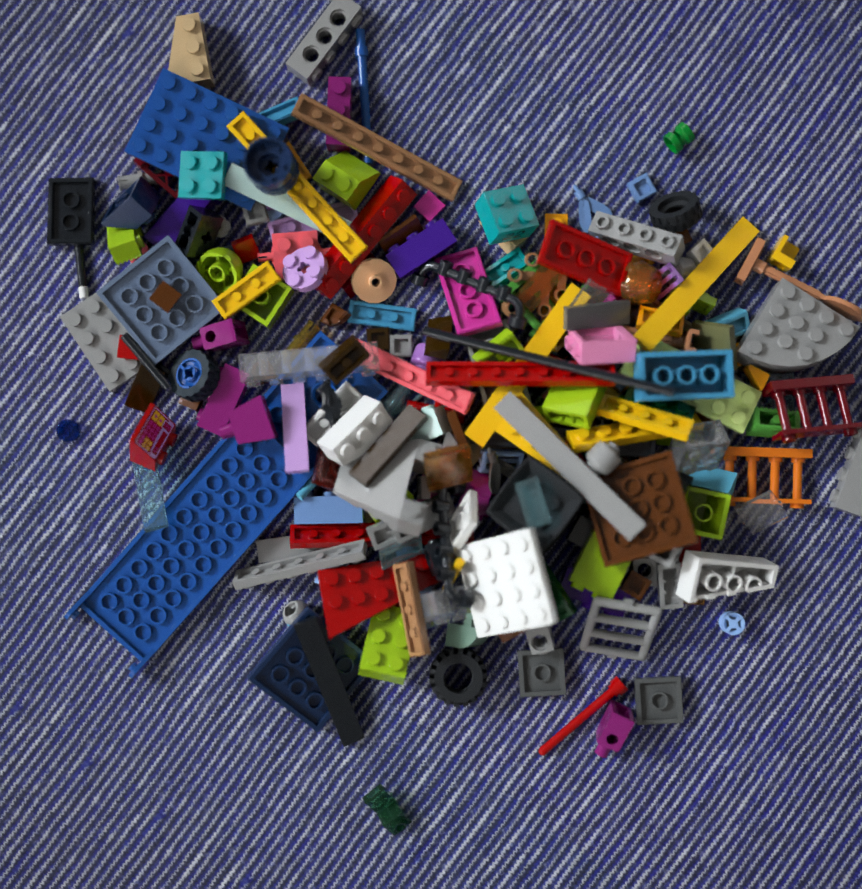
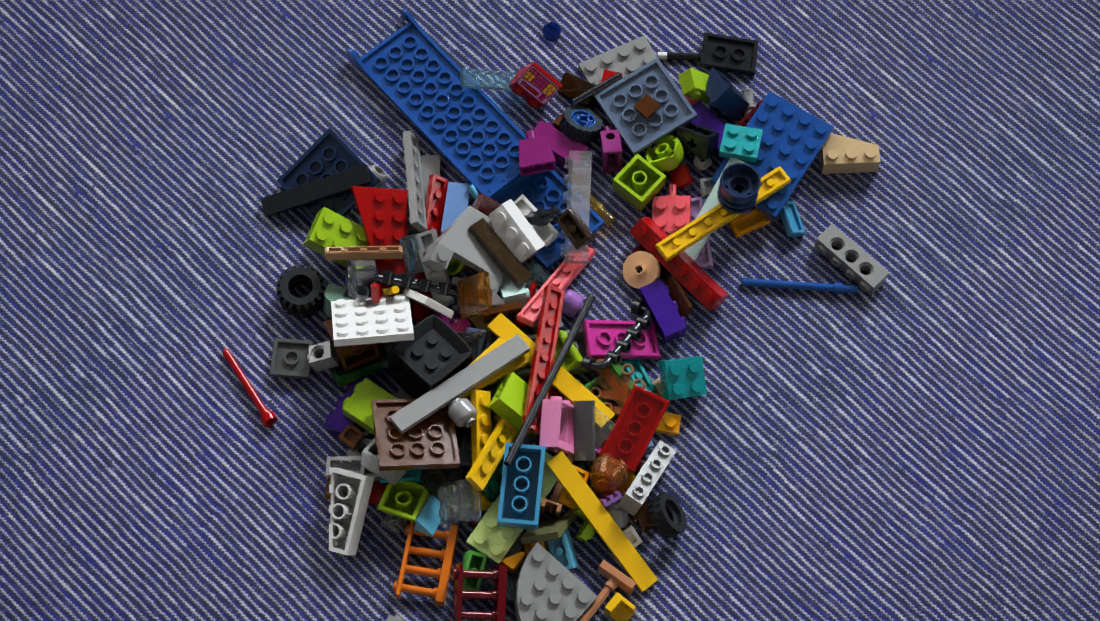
camera: 95 degrees right, 20 degrees down
(246, 290) = (644, 166): yellow tile -> none
(294, 428) = (526, 188): lavender tile -> none
(297, 261) = (647, 209): lavender plate -> none
(335, 316) = (616, 238): reddish brown tile -> none
(339, 100) = (785, 261): magenta brick -> none
(346, 178) = (730, 259): lime slope -> none
(376, 147) = (751, 284): medium nougat tile -> none
(380, 335) = (592, 271): dark brown tile -> none
(382, 315) = (611, 276): dark azure tile -> none
(388, 809) = (199, 228): clear green slope -> none
(401, 345) = (584, 286): light grey tile -> none
(429, 206) = (699, 324): dark pink tile -> none
(437, 347) = (575, 306): dark brown slope -> none
(465, 584) = (376, 292): none -> red tile
(532, 502) = (434, 347): clear light blue tile -> none
(586, 206) = (685, 452): medium blue piece -> none
(613, 728) = (235, 406): magenta torso -> none
(626, 605) = (336, 418): light grey bar -> none
(641, 188) = (694, 499): medium blue tile -> none
(658, 700) = (250, 448): dark grey plate -> none
(679, 137) = (734, 533): green wheel -> none
(735, 626) = (304, 513): light blue wheel -> none
(761, 512) = (395, 553): clear piece -> none

